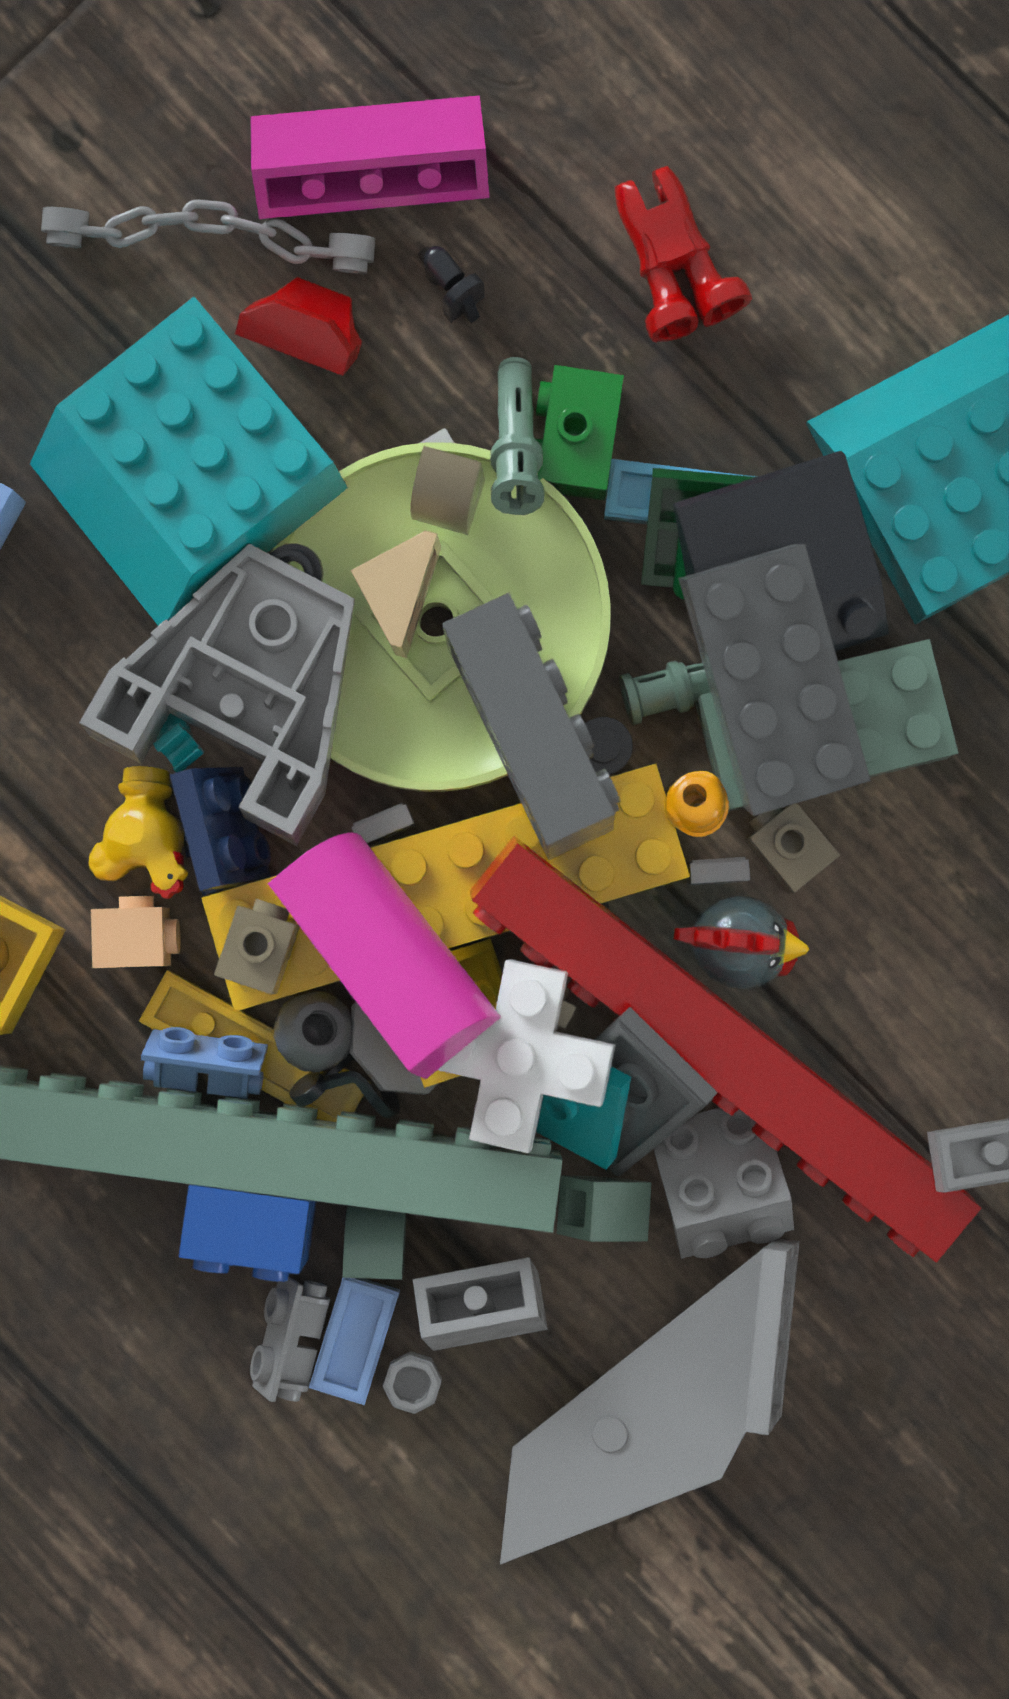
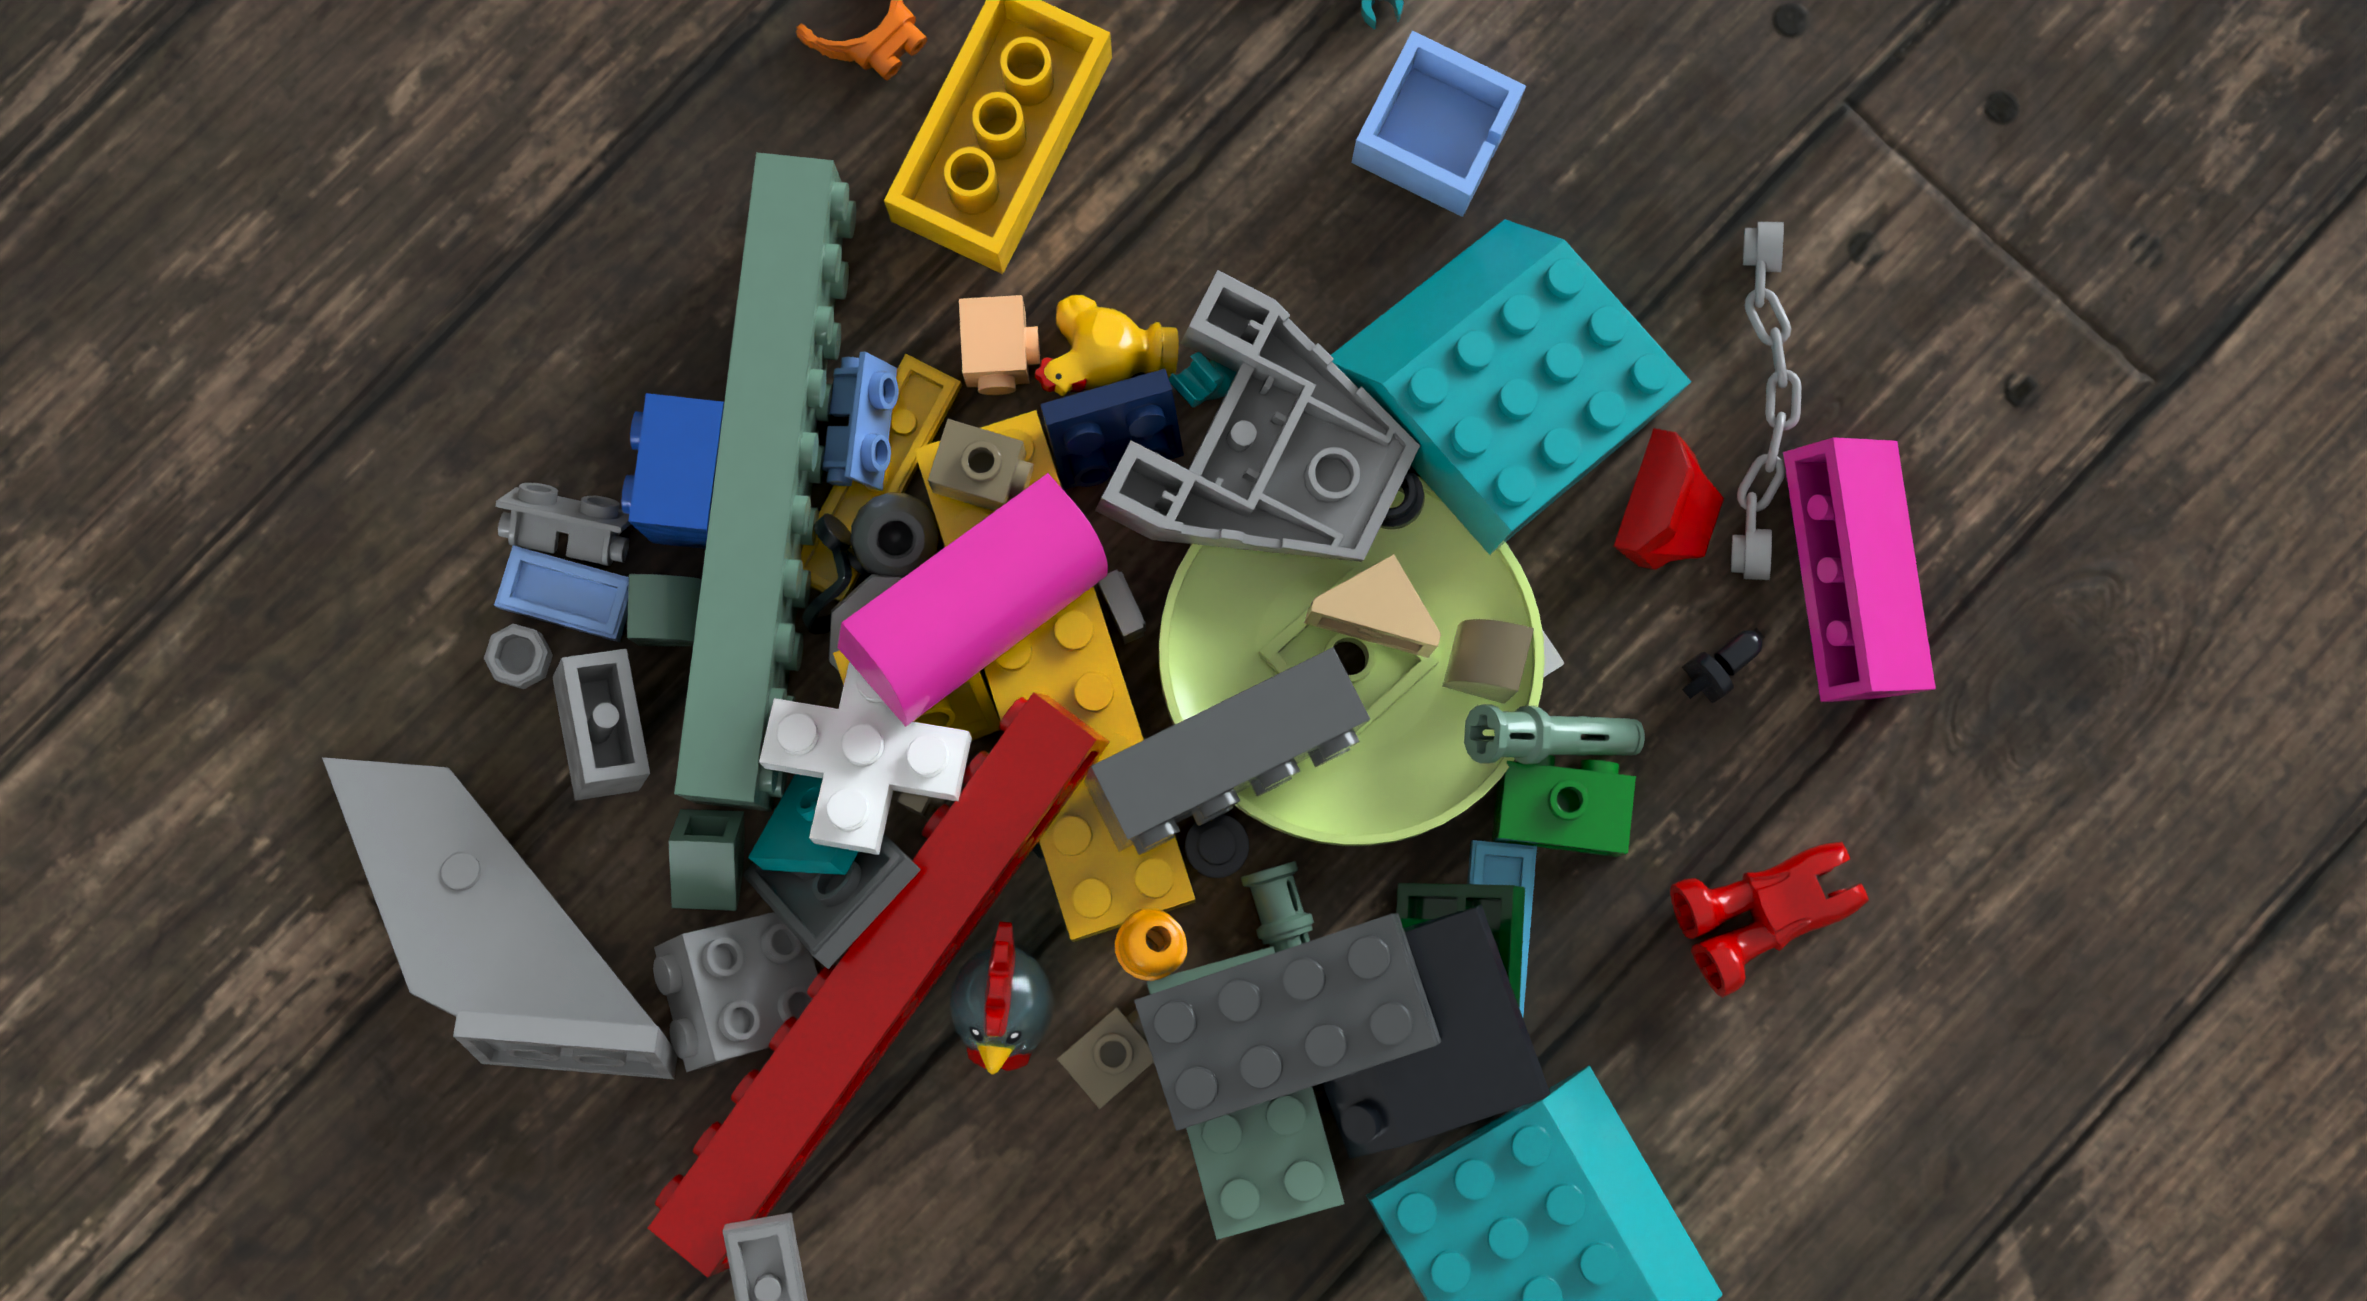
camera: 85 degrees right, 5 degrees down
(718, 871) = (1080, 974): light grey tile -> none

